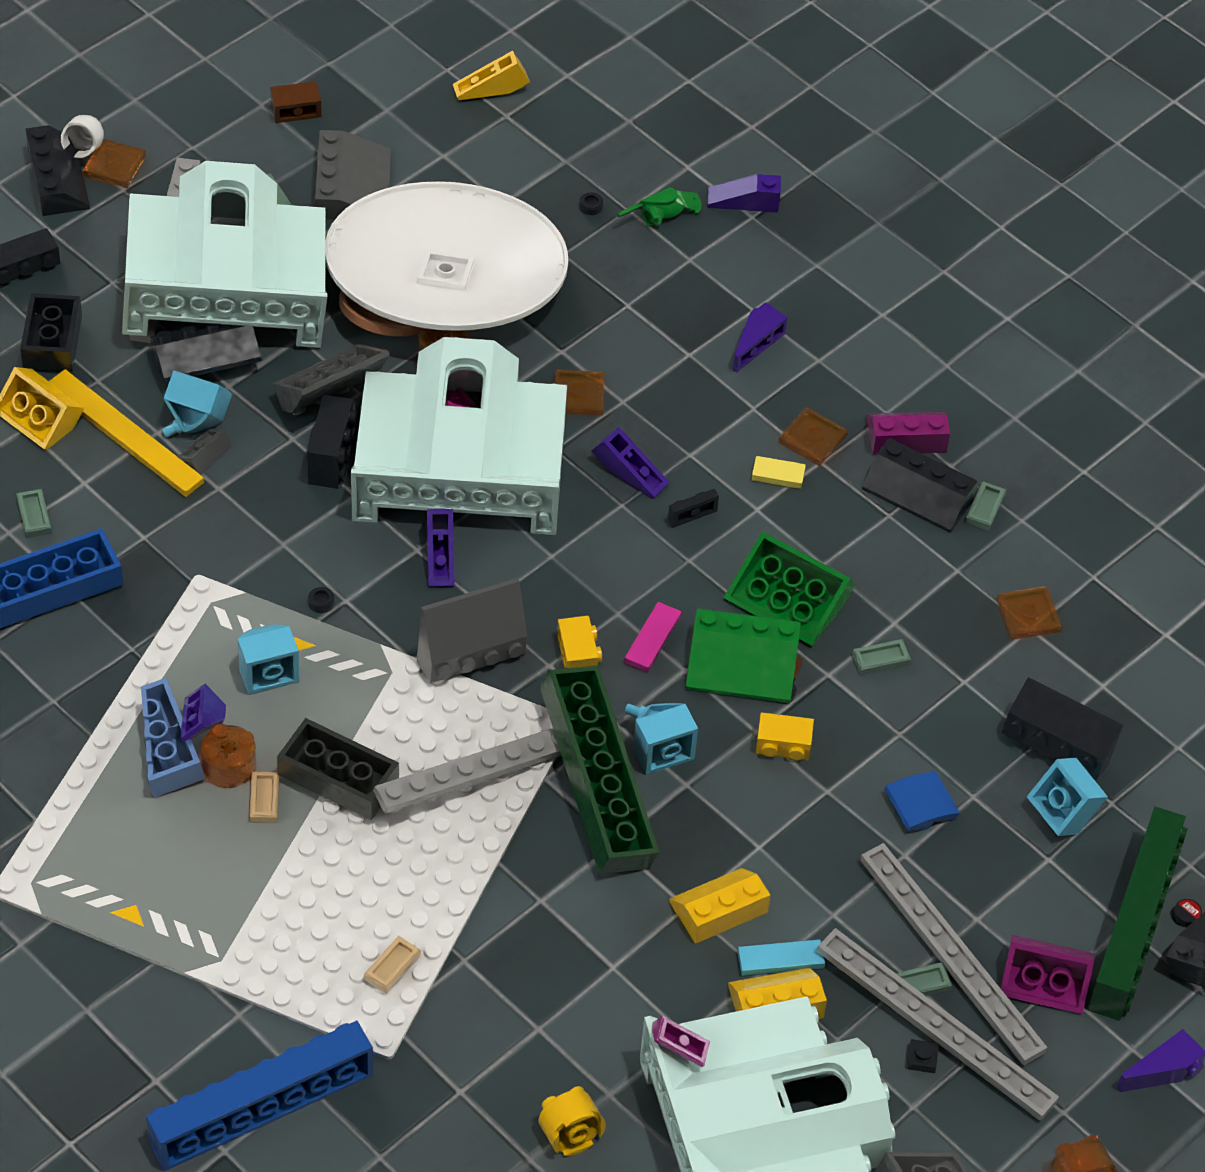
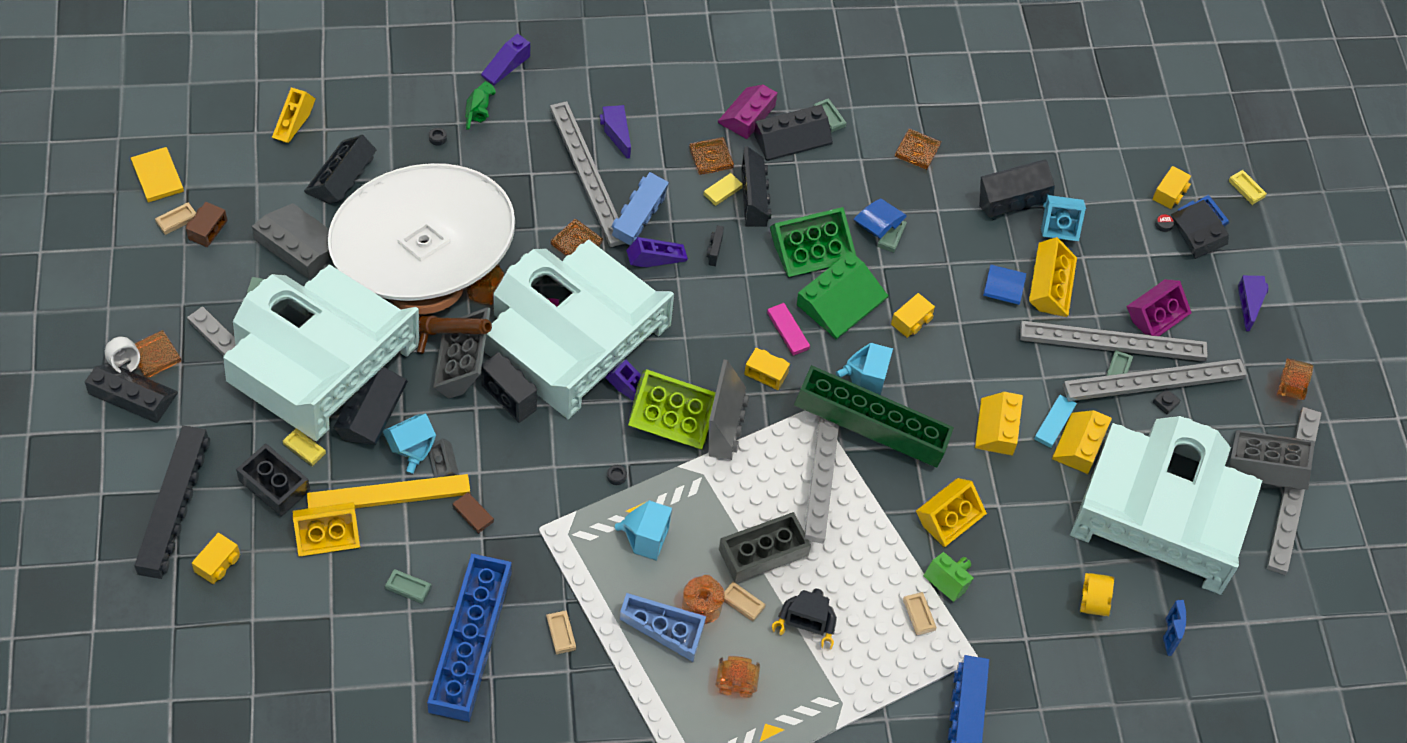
camera: 55 degrees left, 5 degrees up
(91, 666) = (561, 632): none -> tan tile
(115, 343) = (304, 447): none -> light yellow tile
(159, 837) = (737, 676): none -> clear orange brick
(164, 511) = (473, 512): none -> reddish brown tile
(201, 712) = (669, 593): dark purple slope -> none
(279, 76) = (175, 218): none -> tan tile
(293, 857) = (809, 612): none -> black torso
(319, 33) = (157, 174): none -> yellow tile
(346, 338) = (432, 325): none -> reddish brown cylinder
(429, 574) = (672, 409): none -> lime slope
(466, 156) = (341, 169): none -> black slope
(466, 964) = (949, 575): none -> bright green brick
(555, 922) = (952, 511): none -> yellow slope
(664, 410) = (640, 209): none -> medium blue wedge
(672, 348) = (586, 170): none -> light grey plate
(680, 1040) = (1110, 501): magenta slope -> none
(801, 491) = (755, 189): none -> black slope
(886, 626) = (879, 218): none -> blue slope
(979, 842) = (1053, 278): none -> yellow slope
(1139, 914) = (1157, 240): dark green brick -> none

